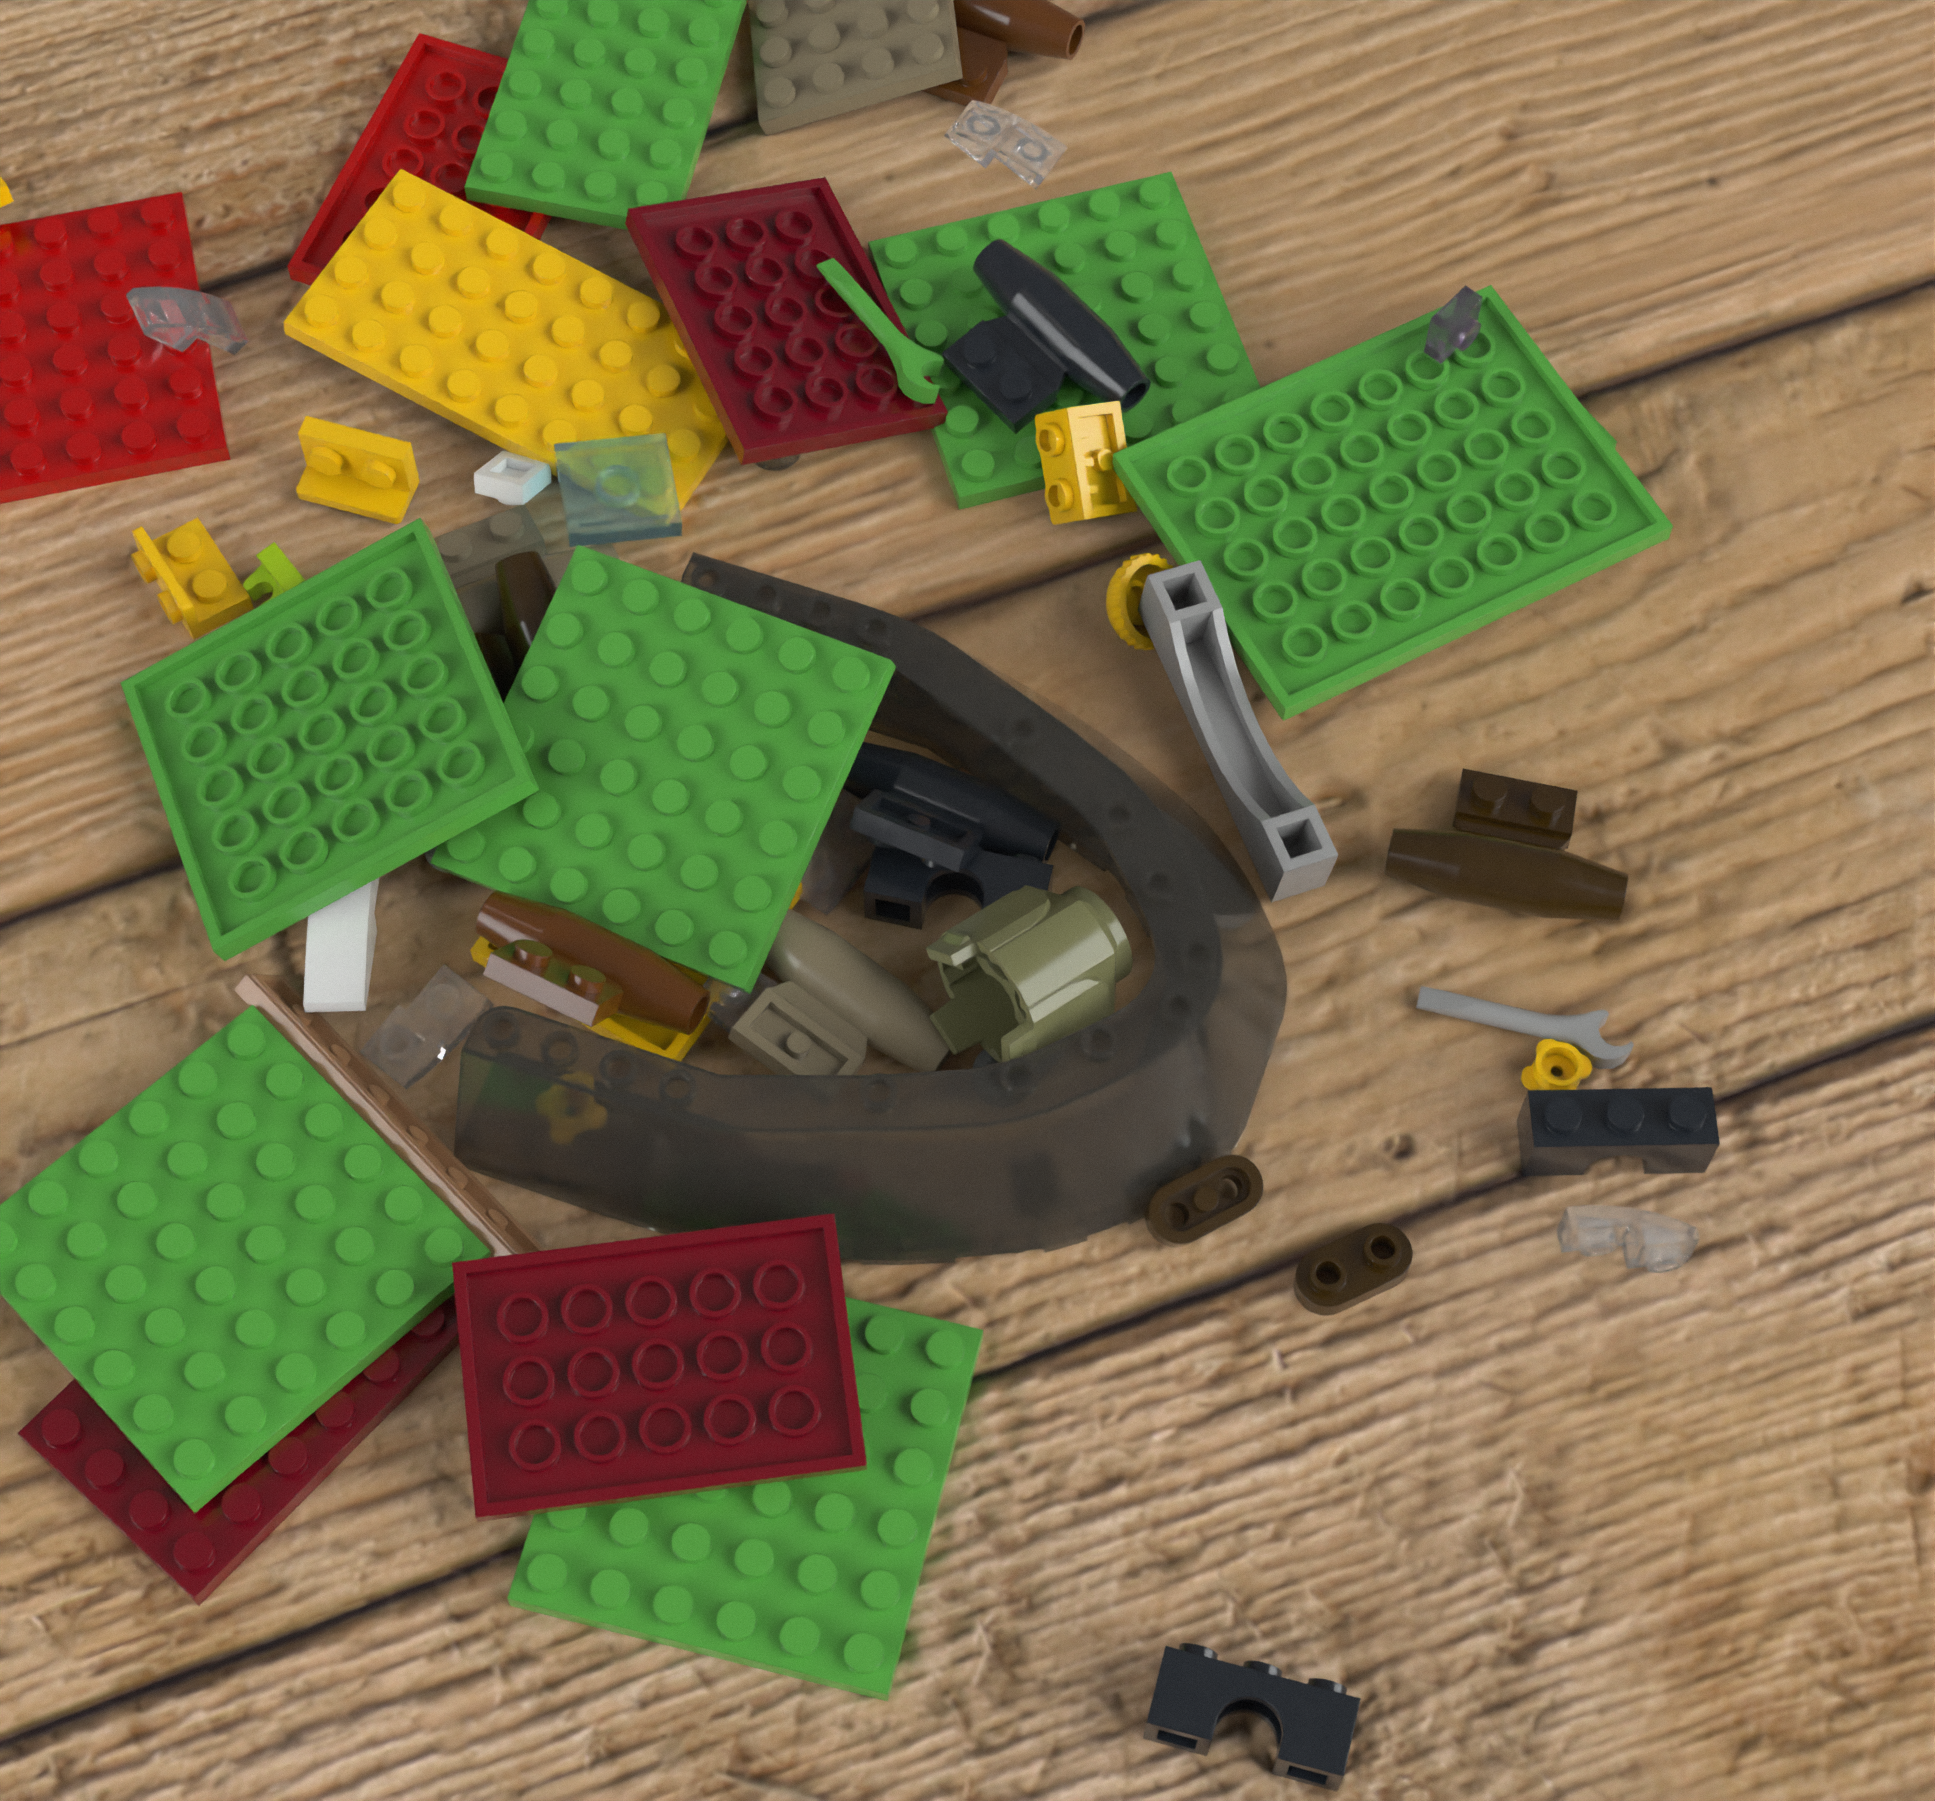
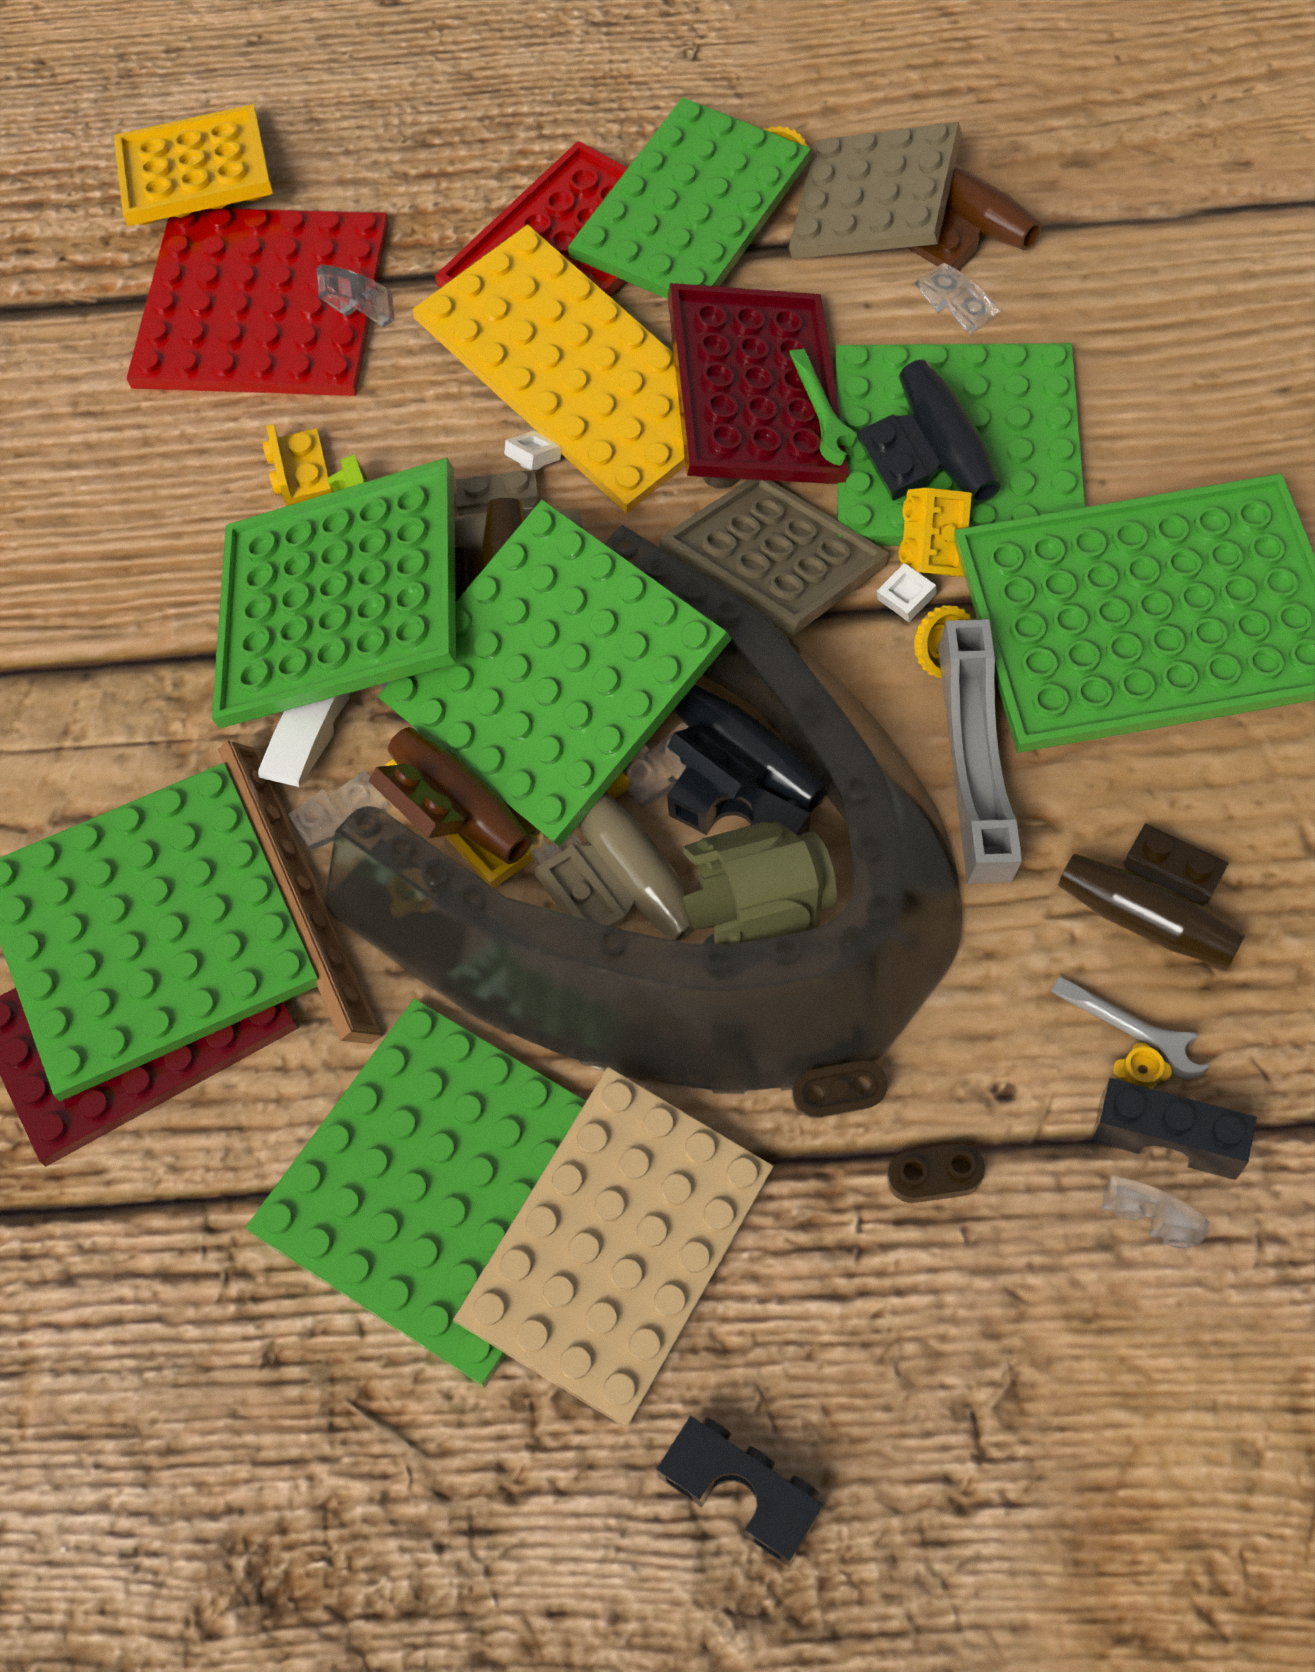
camera: 25 degrees right, 0 degrees up
(356, 470) = (429, 420): yellow bracket -> none
(617, 490) = (596, 473): clear light blue tile -> none
(657, 1367) = (400, 1095): dark red plate -> none
(892, 537) = (775, 552): none -> dark tan plate
(994, 1474) = (614, 1246): none -> tan plate
(1072, 549) = (906, 592): none -> white plate
(1454, 325) = (1240, 494): plate -> none

